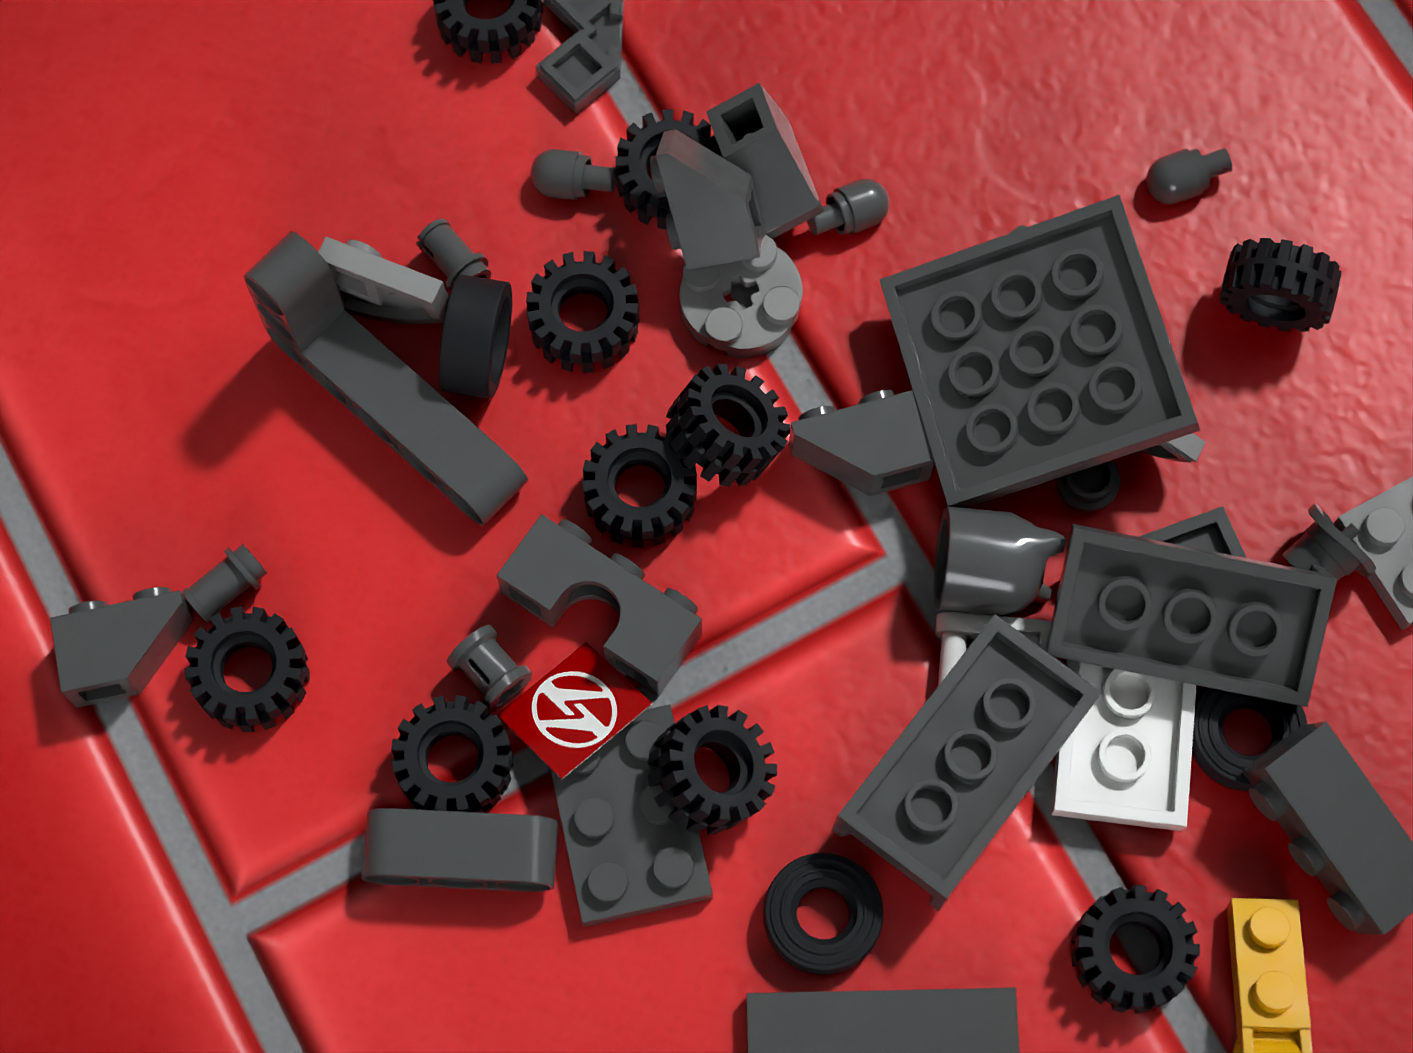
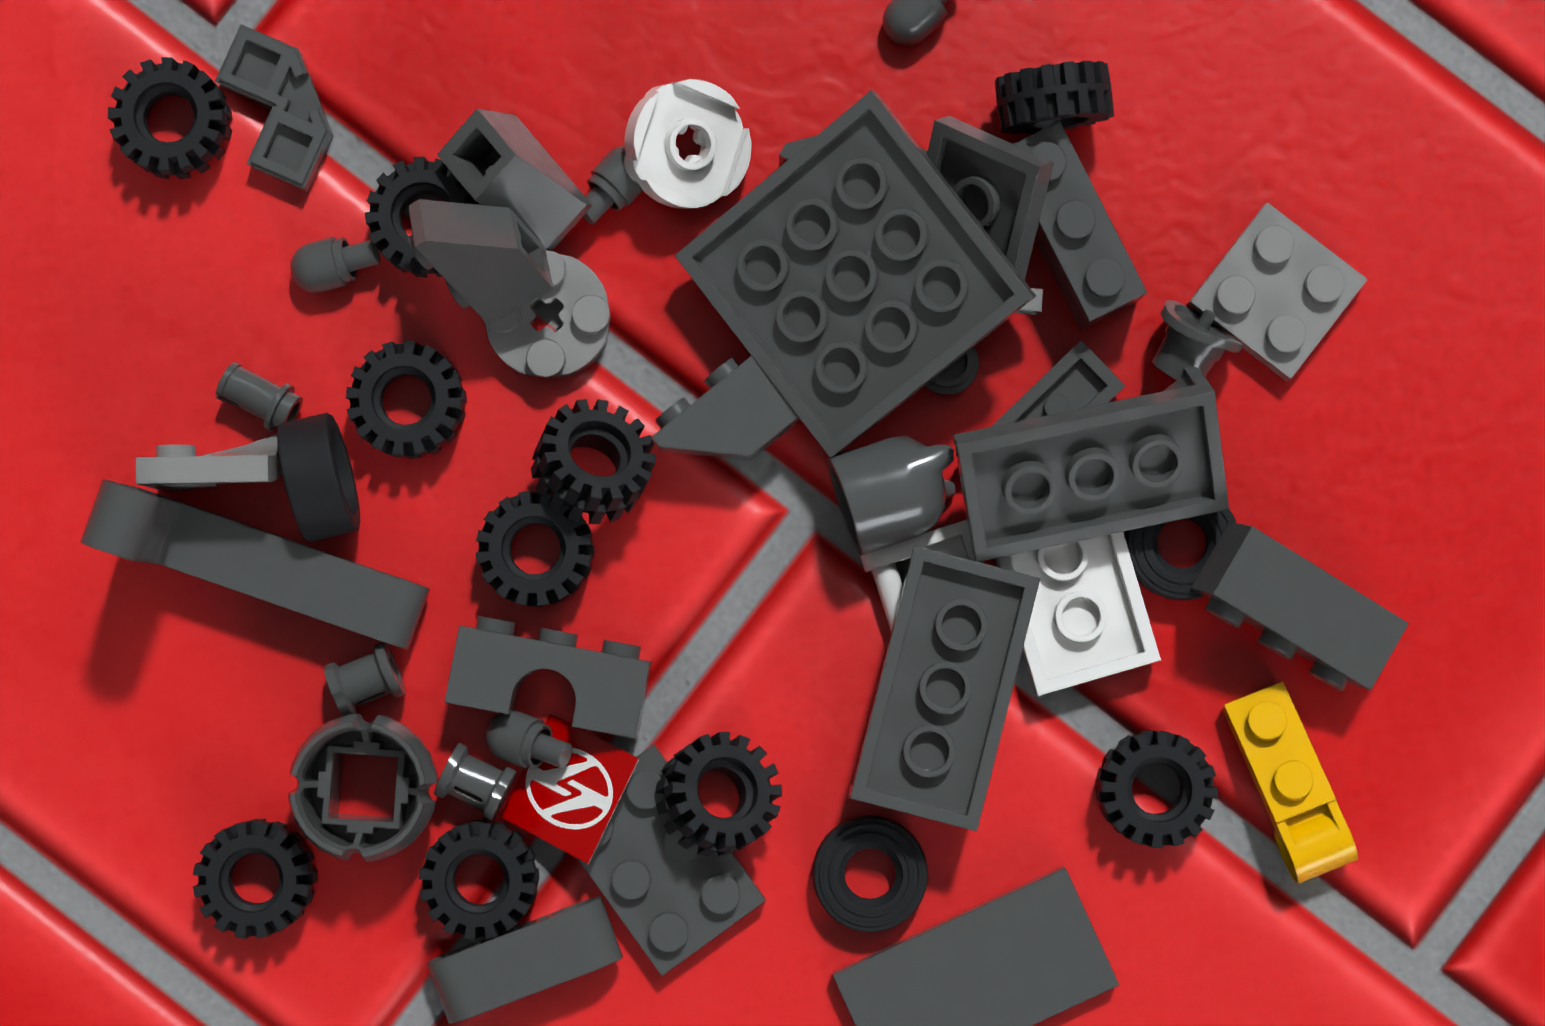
camera: 25 degrees left, 15 degrees up
(117, 647) = (126, 914): dark grey slope -> none
(225, 582) = (195, 806): dark grey pin -> none
(353, 593) = (319, 785): none -> dark grey piece
(432, 534) = (364, 679): none -> dark grey bush
(553, 650) = (525, 741): none -> dark grey cylinder
(897, 203) = (652, 149): none -> white plate
(1202, 326) = (995, 182): none -> dark grey plate
(1252, 404) = (1080, 237): none -> dark grey brick

